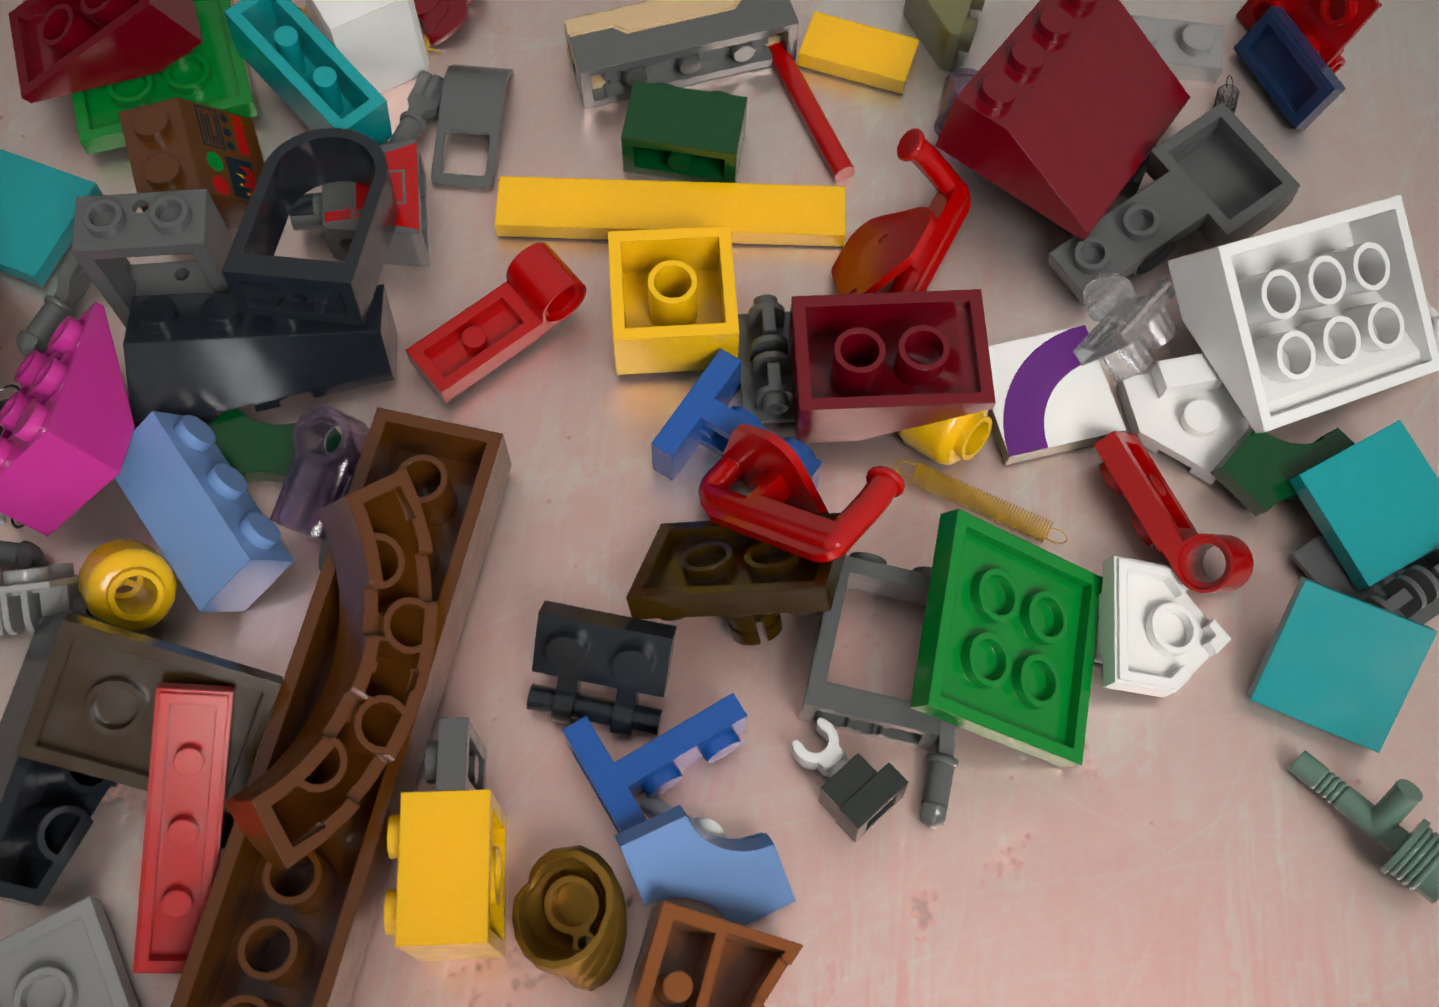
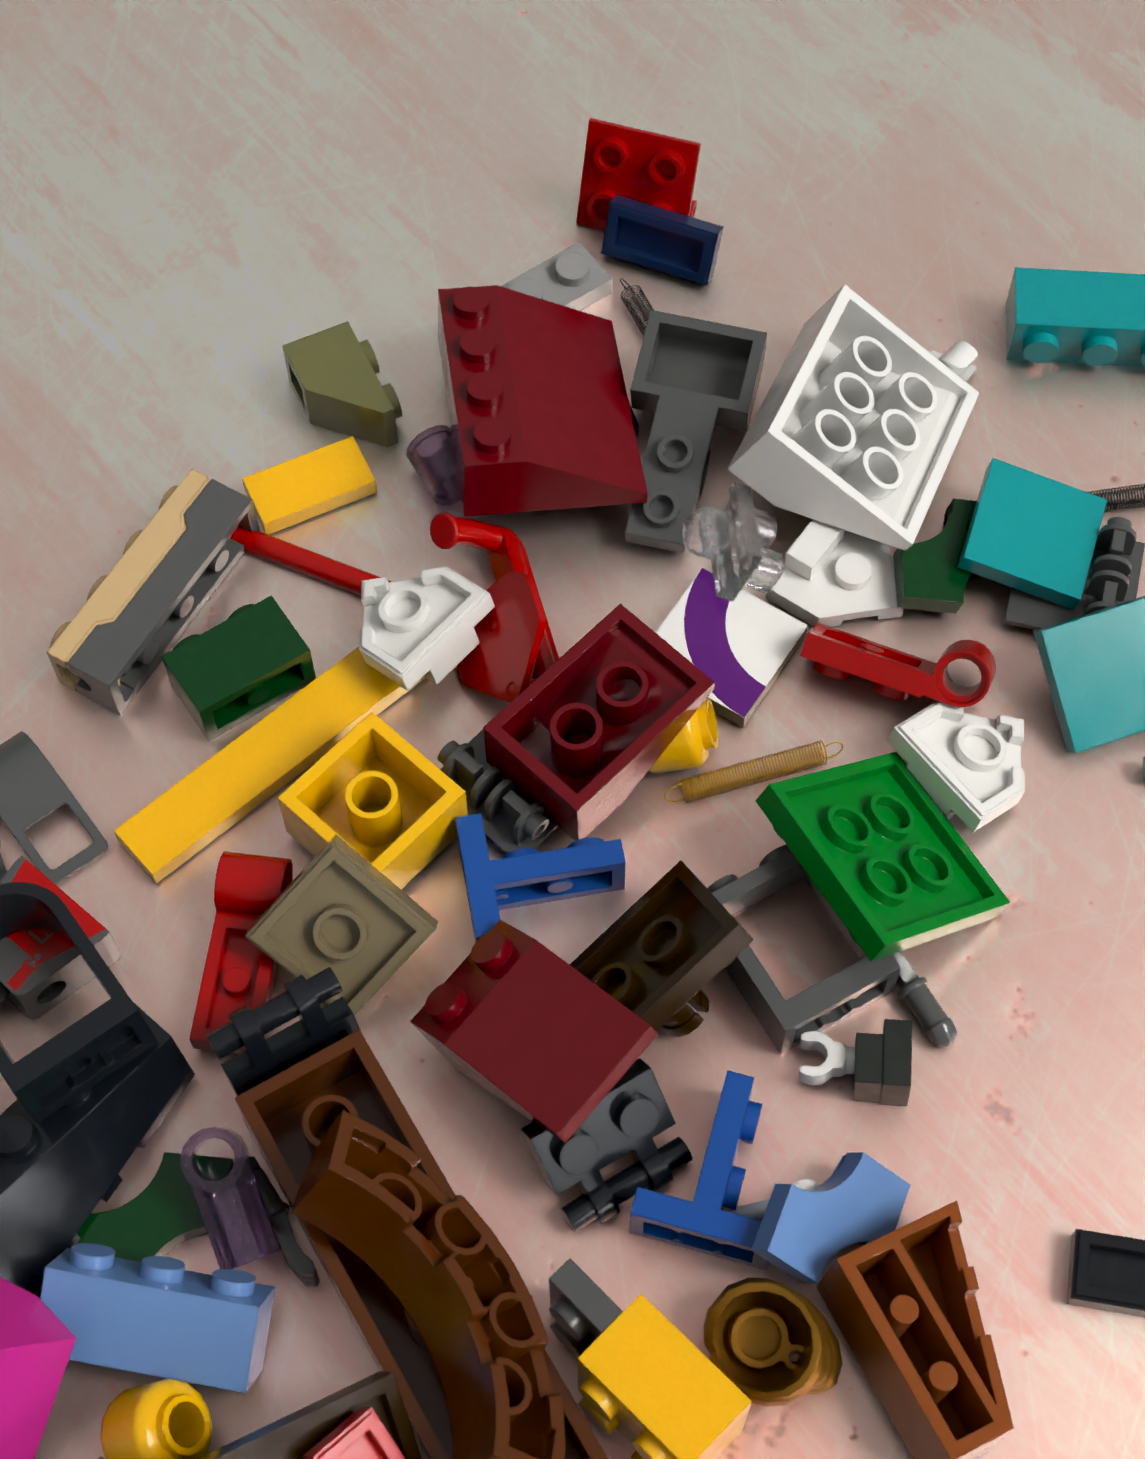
camera: 40 degrees left, 5 degrees down
(477, 410) = (271, 1056): none -> black plate
(567, 357) = (343, 919): none -> dark tan tile
(616, 539) = (532, 1030): none -> dark red slope
(785, 499) = (625, 890): red piece -> none
(832, 199) = (421, 624): none -> white plate

